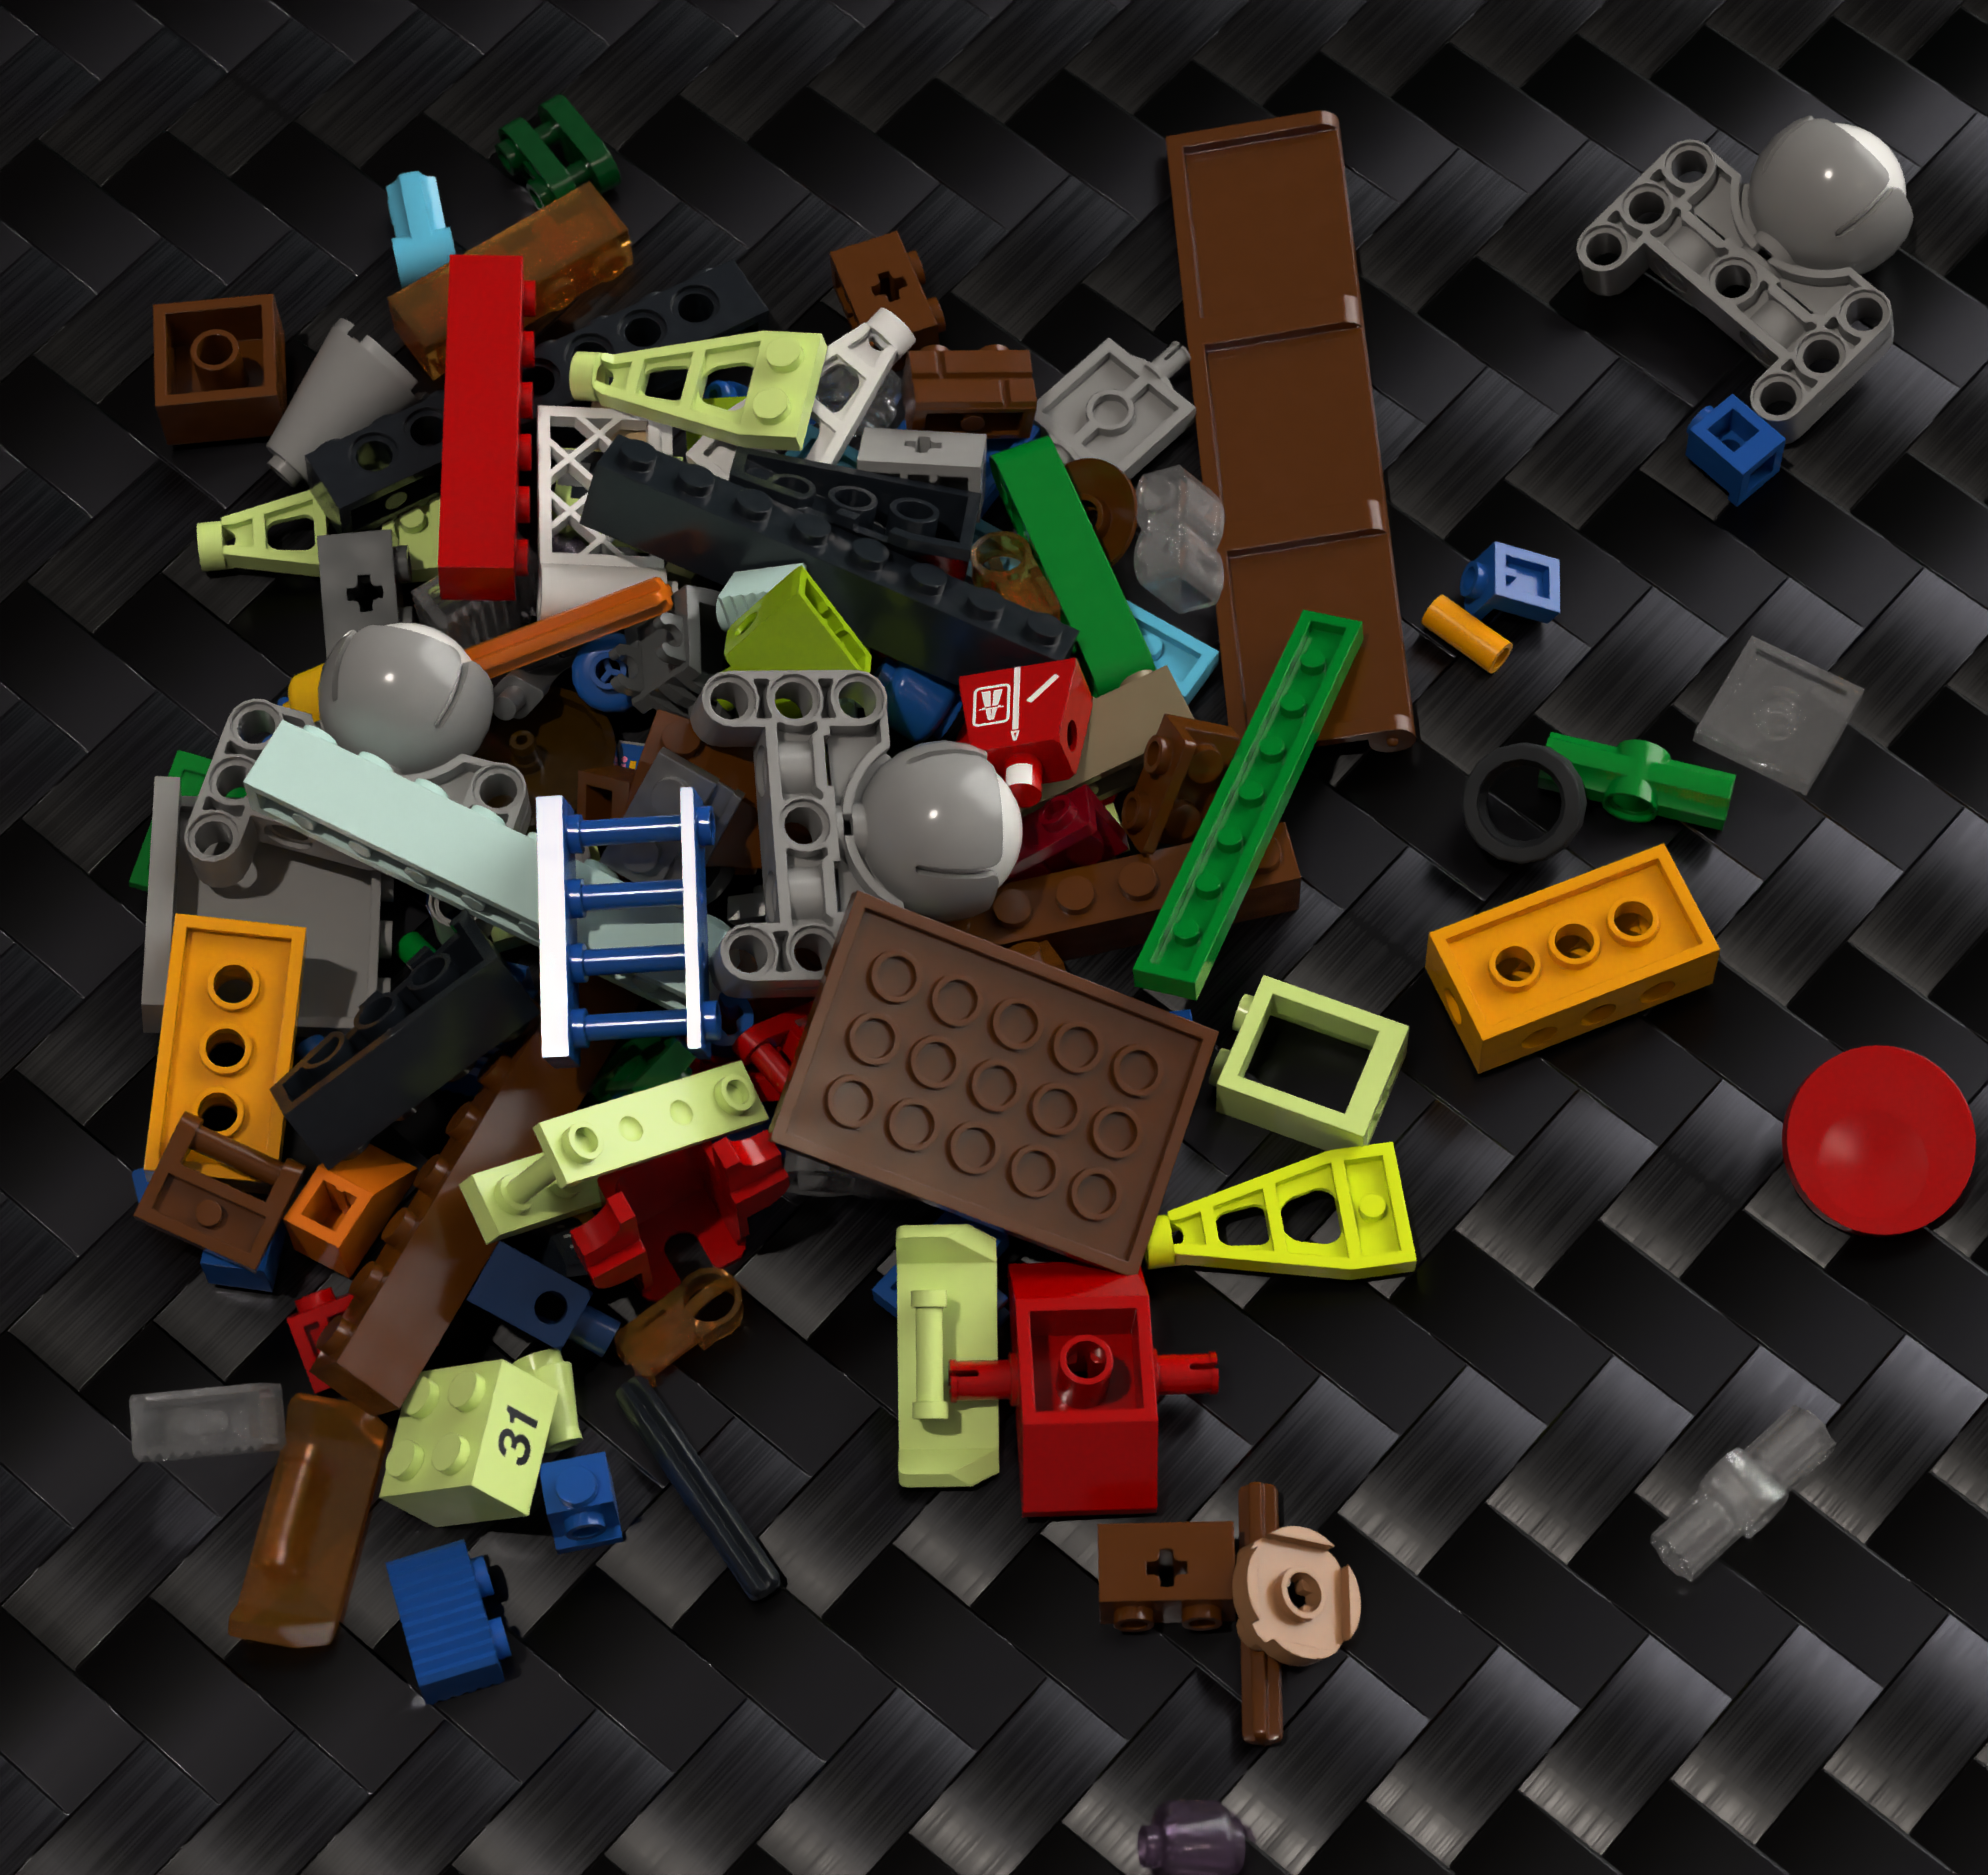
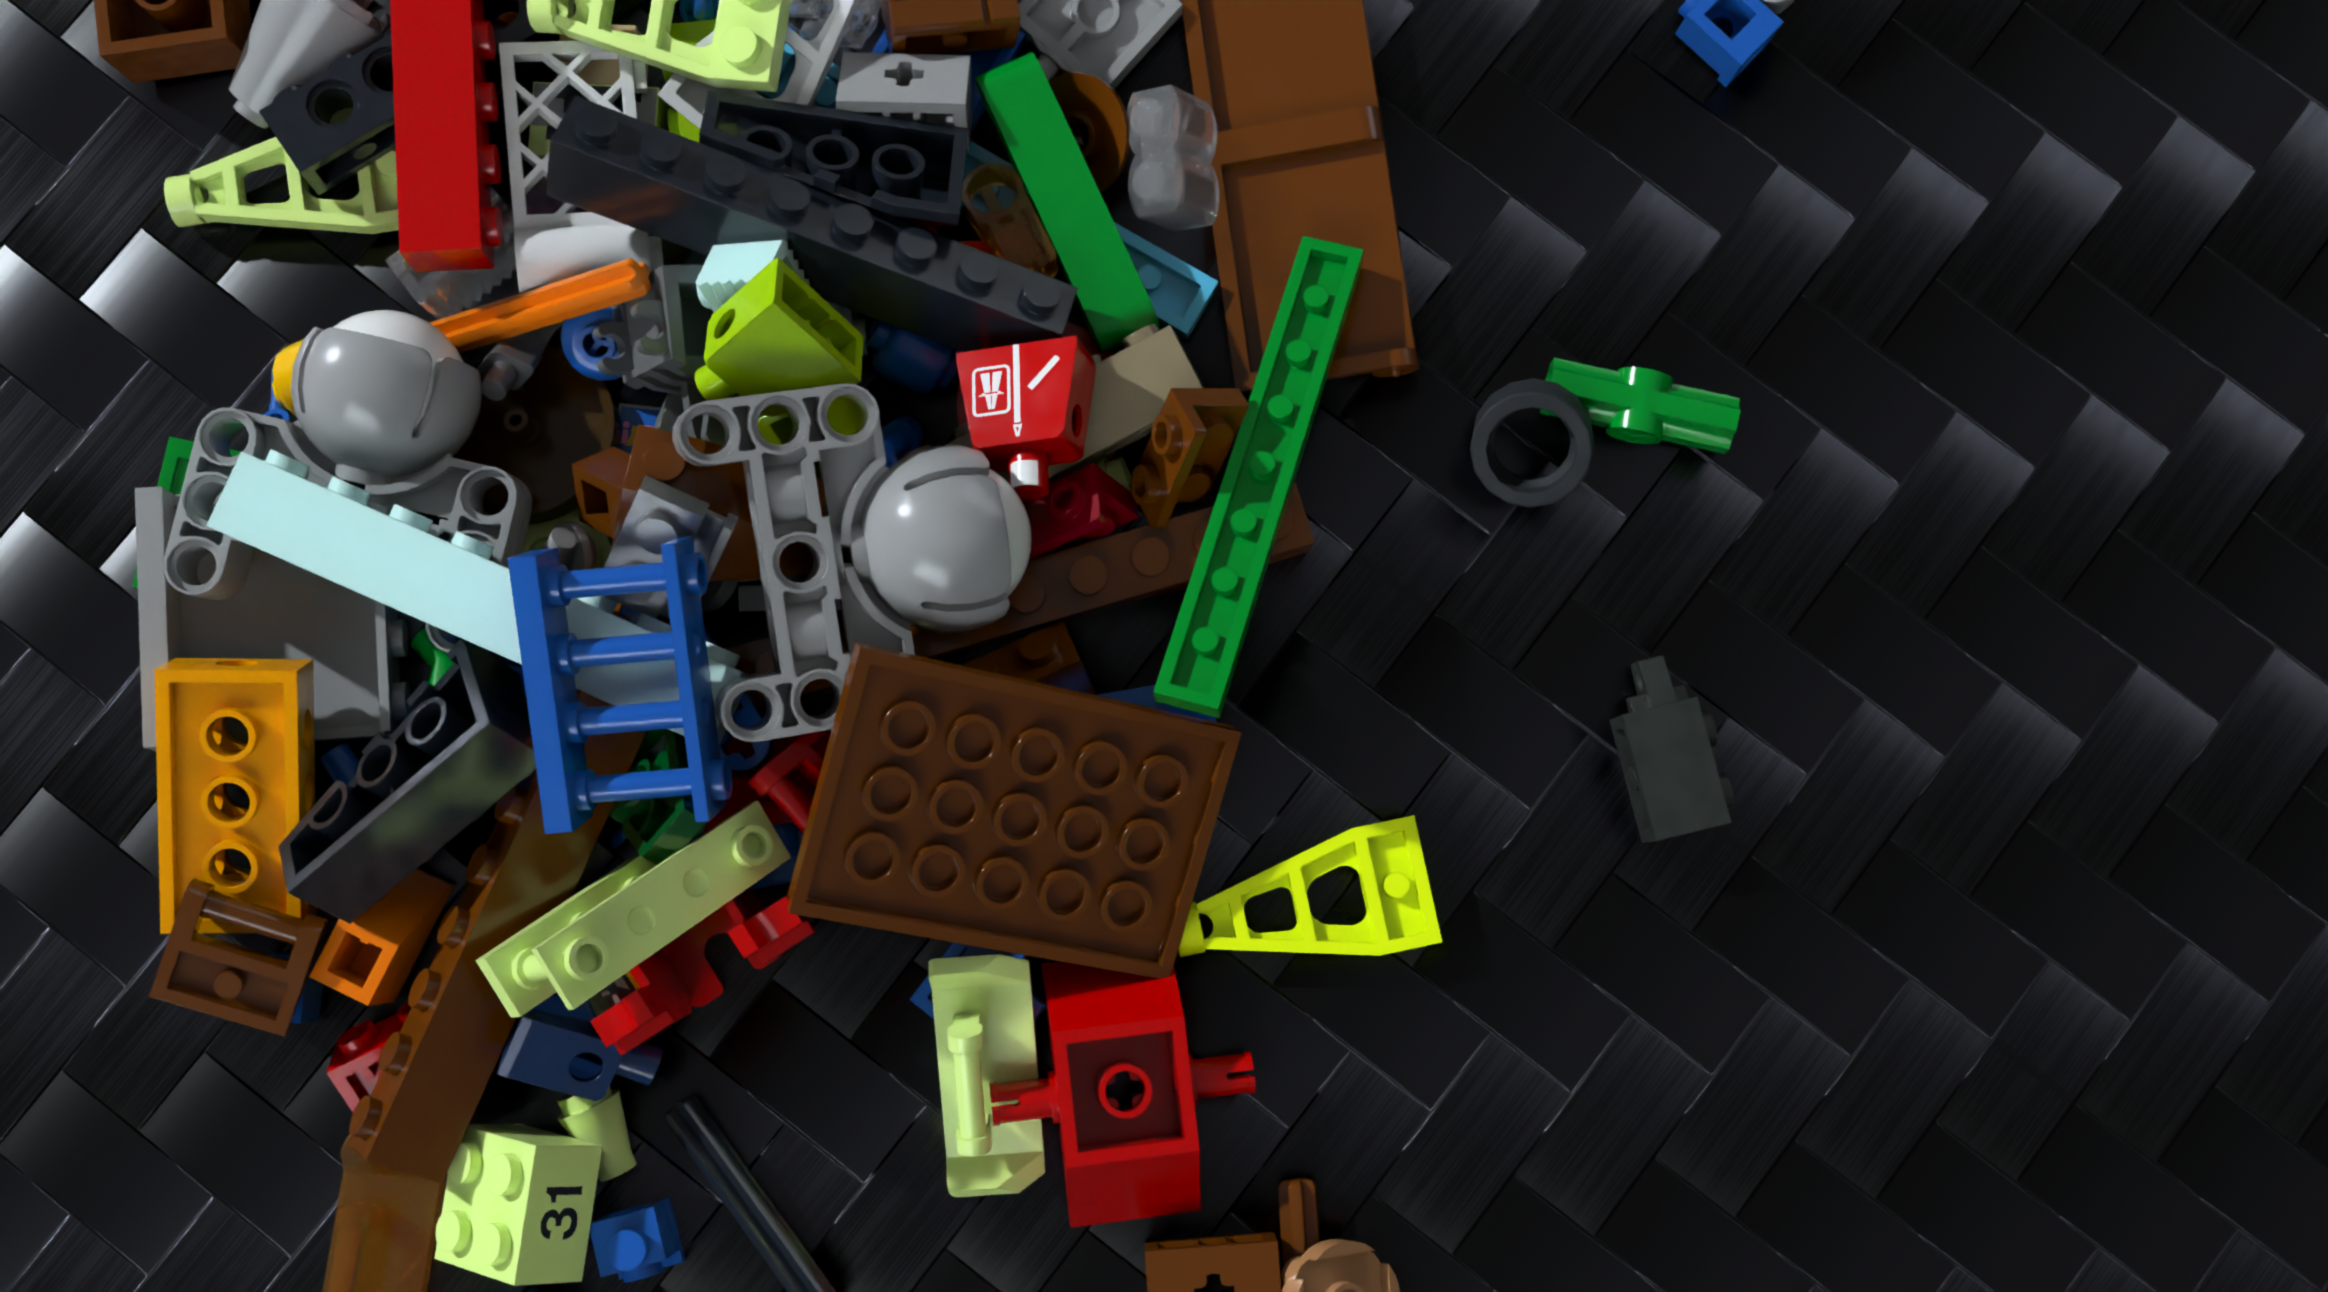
camera: 10 degrees left, 20 degrees up
(207, 1422) = (257, 1185): clear brick -> none
(348, 565) = (333, 226): dark grey brick -> none
(669, 1325) = (715, 1040): clear orange piece -> none
(1294, 1115) = (1391, 757): yellowish green window -> none
(1467, 634) = (1464, 245): light orange axle -> none
(1512, 582) = (1508, 191): blue bracket -> none
(1571, 958) = (1597, 569): light orange brick -> none
(1656, 1105) = (1669, 757): none -> pearl dark grey hinge
(1742, 1492) = (1764, 1166): clear piece -> none
(1778, 715) = (1777, 325): clear plate -> none
(1878, 1141) = (1888, 792): red piece -> none

